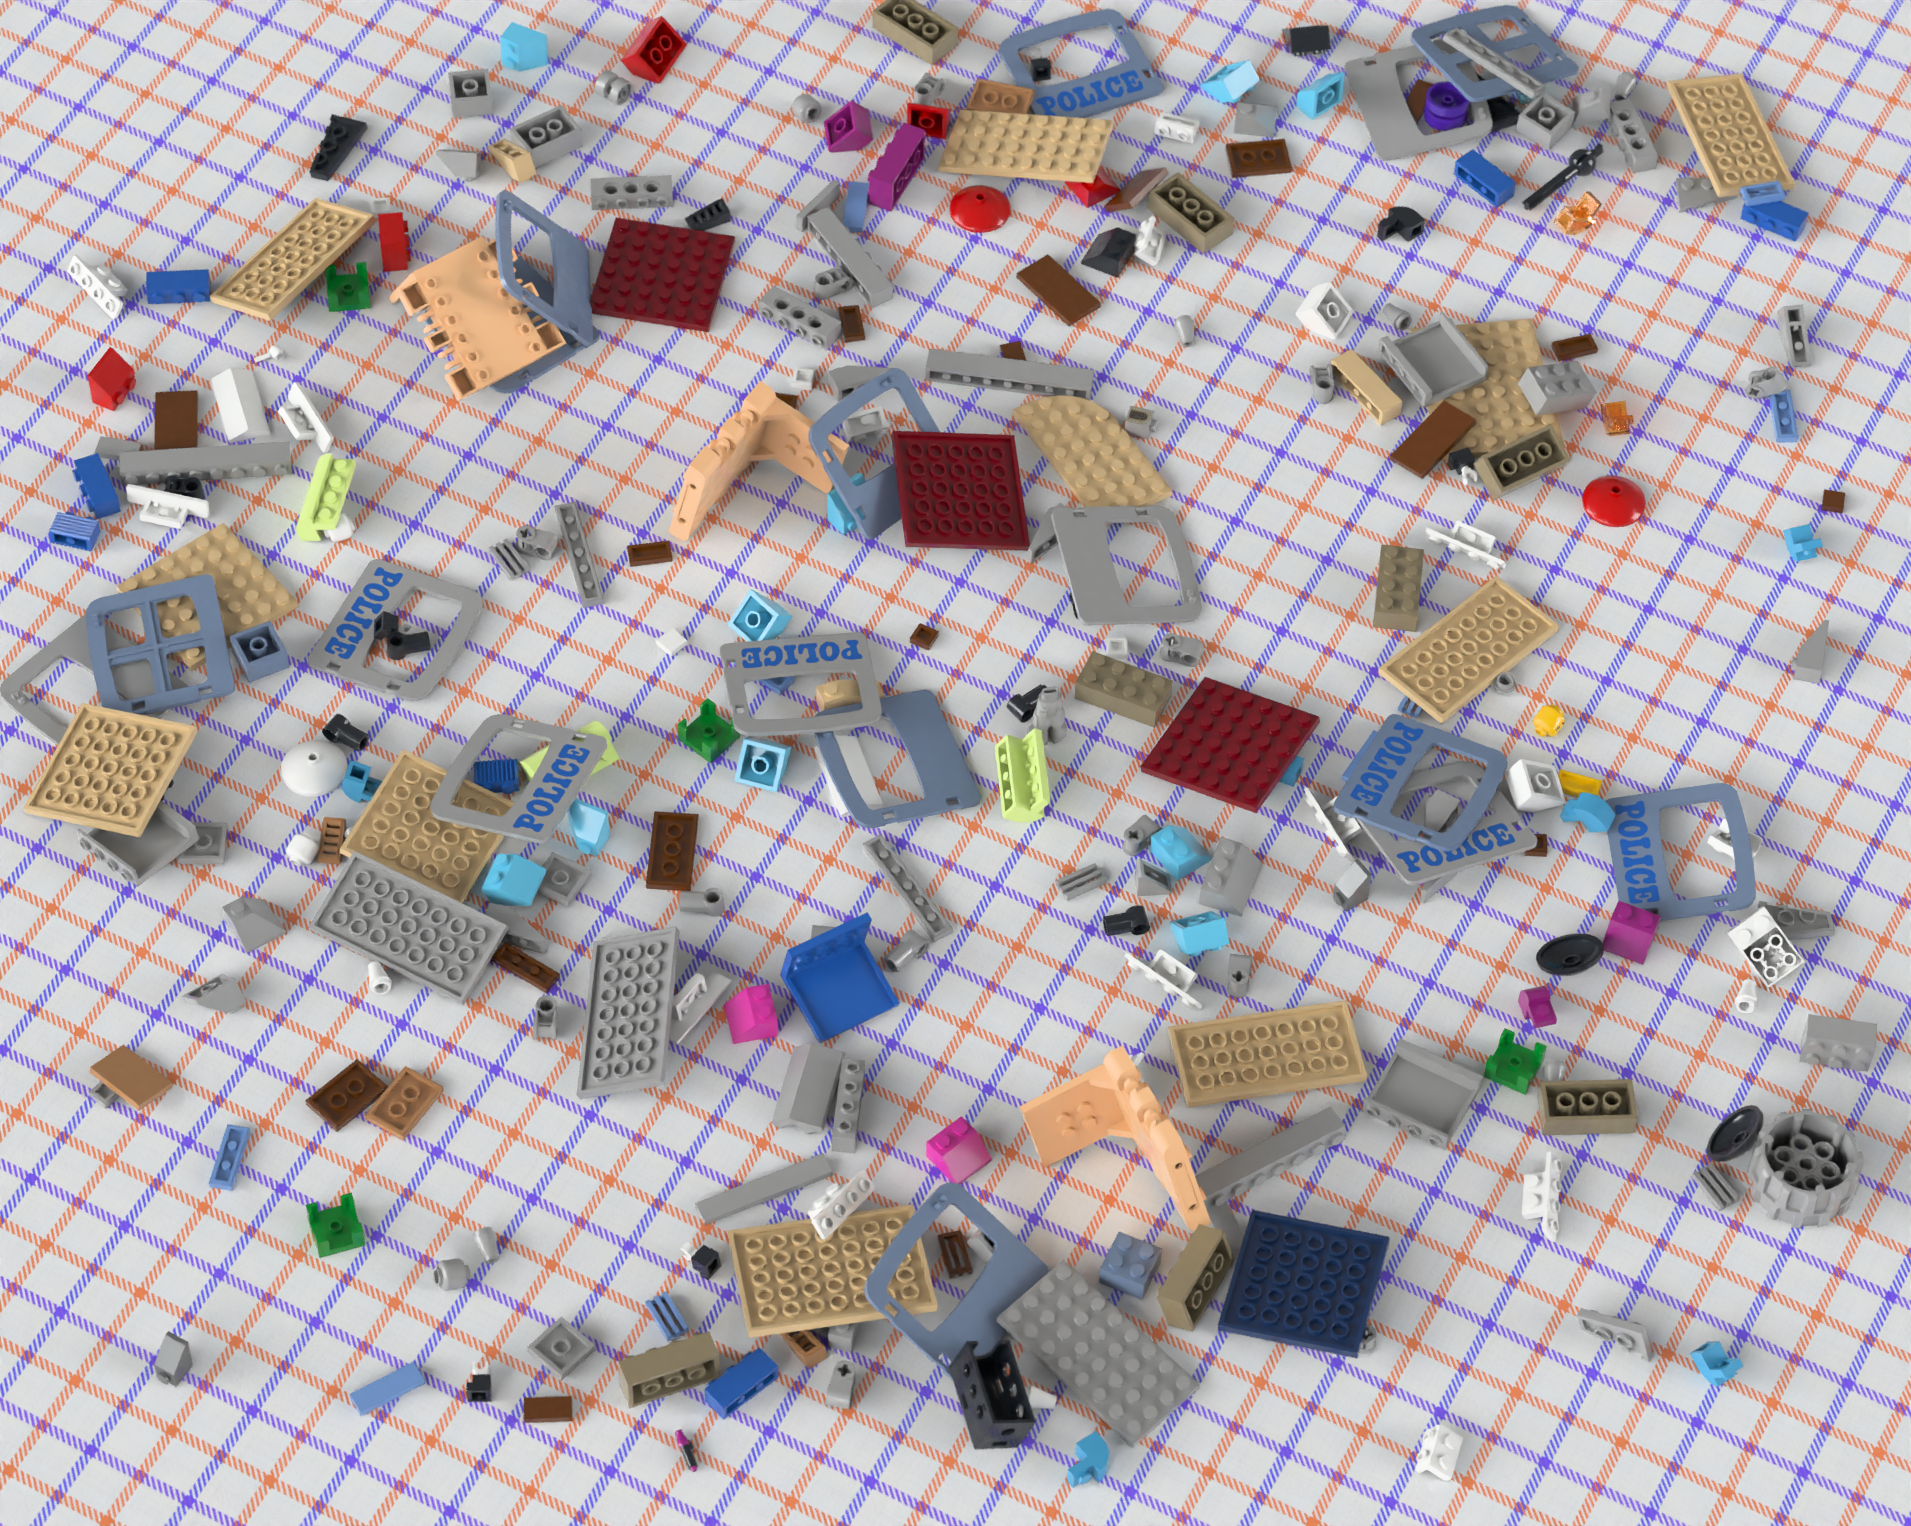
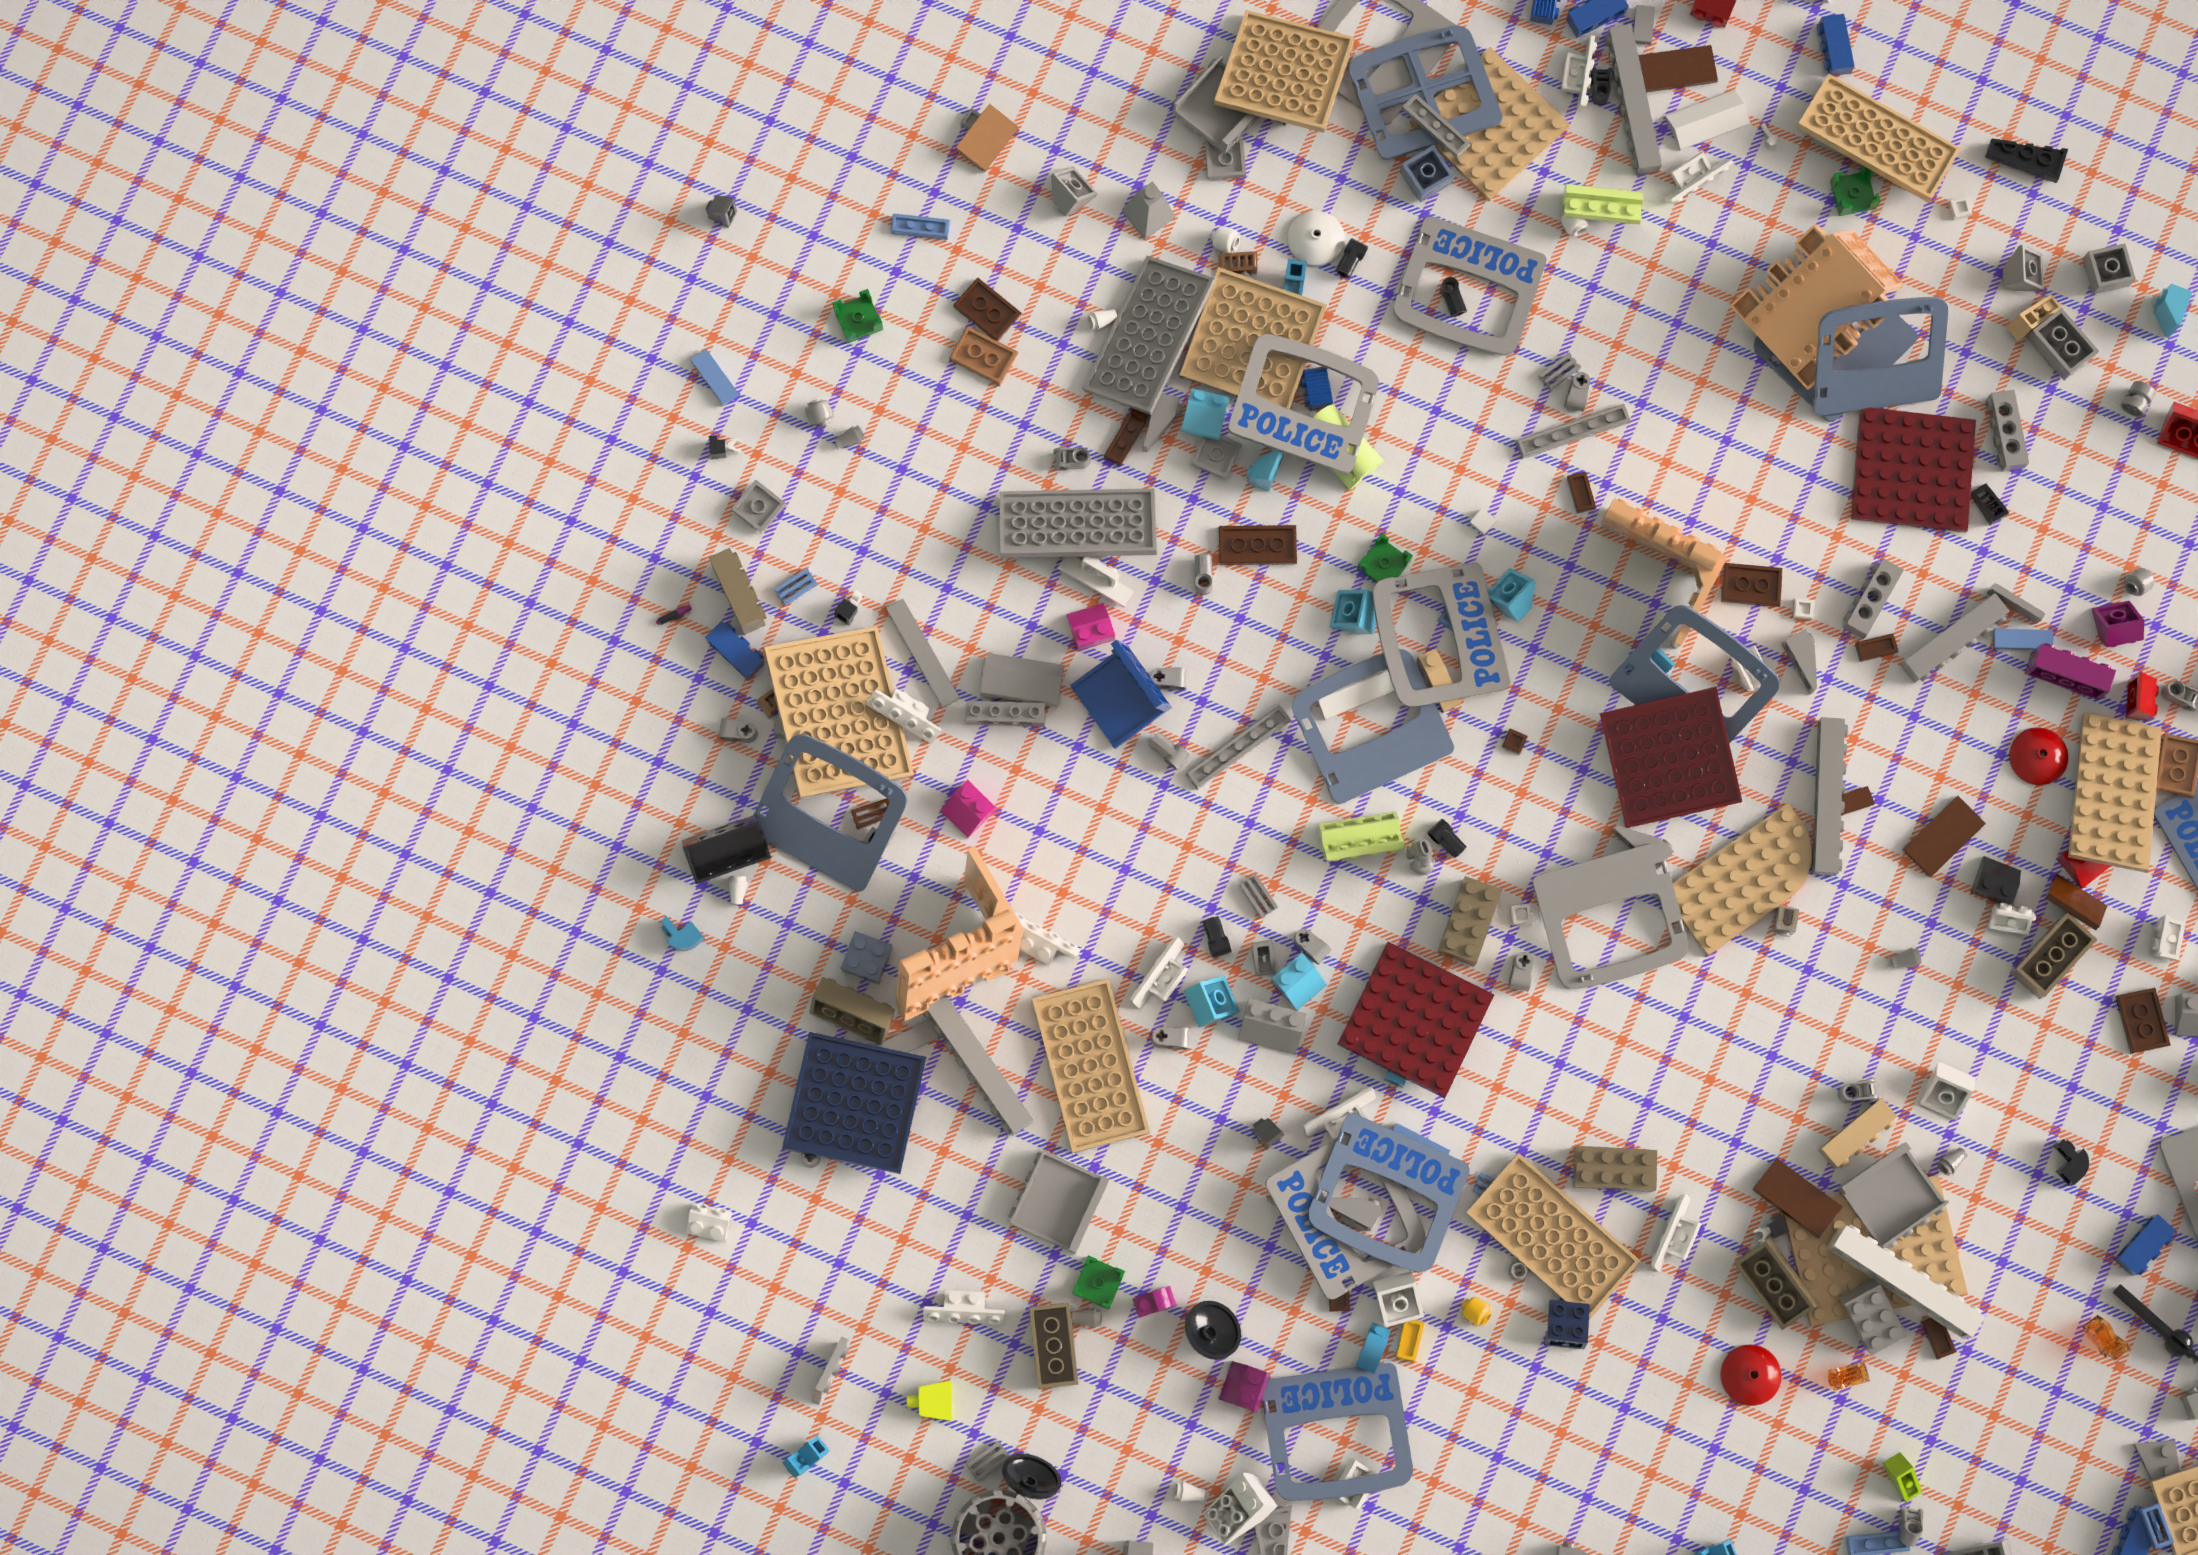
camera: 85 degrees right, 25 degrees up
(207, 632) = (1436, 125): none -> light grey plate
(388, 623) = (1467, 277): black piece -> none
(394, 241) = (1910, 222): red brick -> none
(548, 1409) = (704, 503): reddish brown tile -> none
(832, 282) = (1920, 627): light grey piece -> none
(1098, 1353) = (783, 936): light grey plate -> none
(1526, 349) = (1906, 1282): none -> white brick
(1564, 639) = (1567, 1324): none -> dark blue bracket
(1648, 1231) = (933, 1401): none -> neon yellow torso
(1715, 386) = (1903, 1476): none -> lime slope

